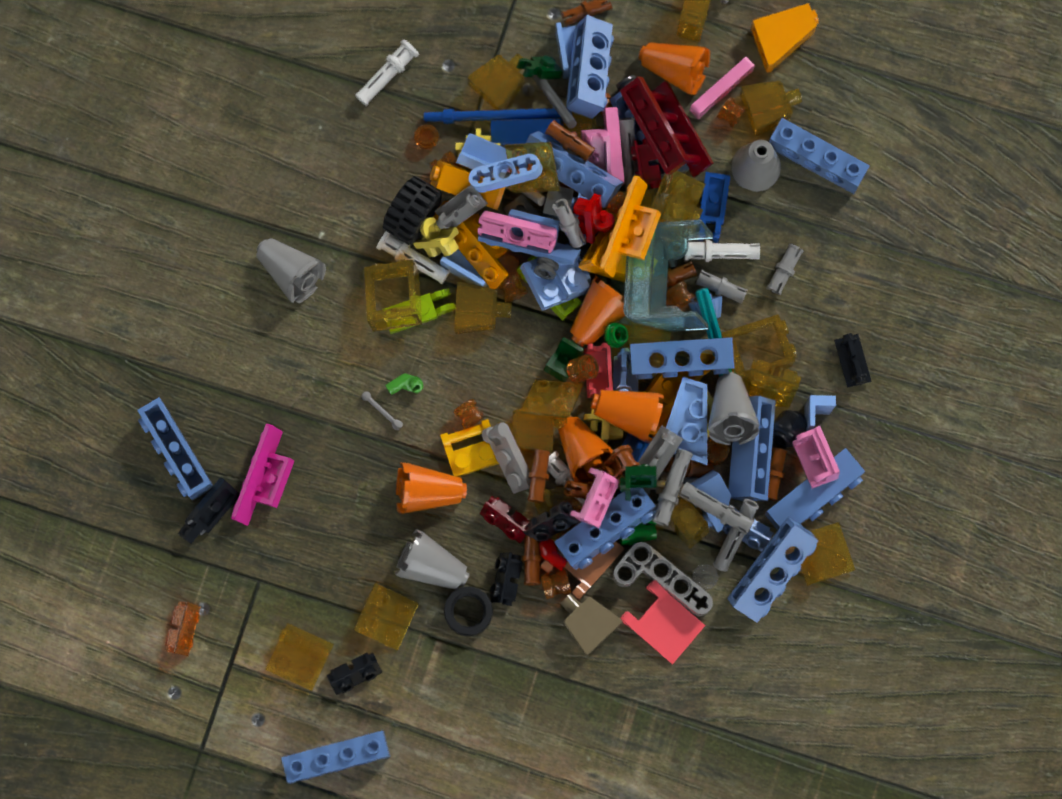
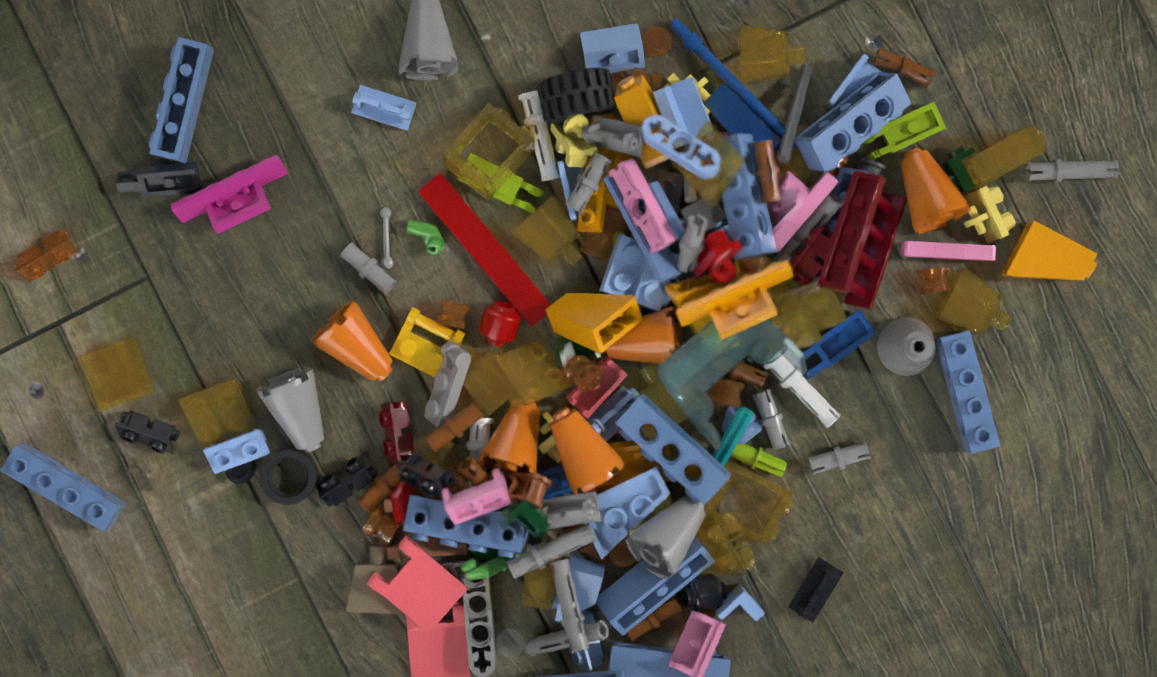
camera: 45 degrees right, 10 degrees up
(302, 335) = (383, 107): none -> light blue hinge
(389, 438) = (368, 268): none -> light grey pin
(407, 161) = (613, 48): none -> light blue panel
(421, 627) = (237, 450): none -> light blue hinge
(433, 638) = (241, 473): none -> black tile
(449, 357) = (485, 249): none -> red tile
(471, 252) = (588, 182): none -> light grey pin
(502, 391) = (499, 323): none -> red head
(544, 67) = (814, 79): dark green plate -> none
(546, 268) = (635, 261): dark grey bush -> none
(555, 329) = (594, 318): none -> light orange slope
(616, 335) = (638, 374): green plate -> none
(617, 592) = (420, 587): none -> coral flag
(626, 42) = (908, 130): none -> lime hinge
(644, 544) = (485, 570): none -> bright green arm
(679, 36) = (956, 170): none -> dark green bracket
(723, 45) = (986, 215): none -> light yellow hips
(739, 317) = (759, 459): none -> lime axle

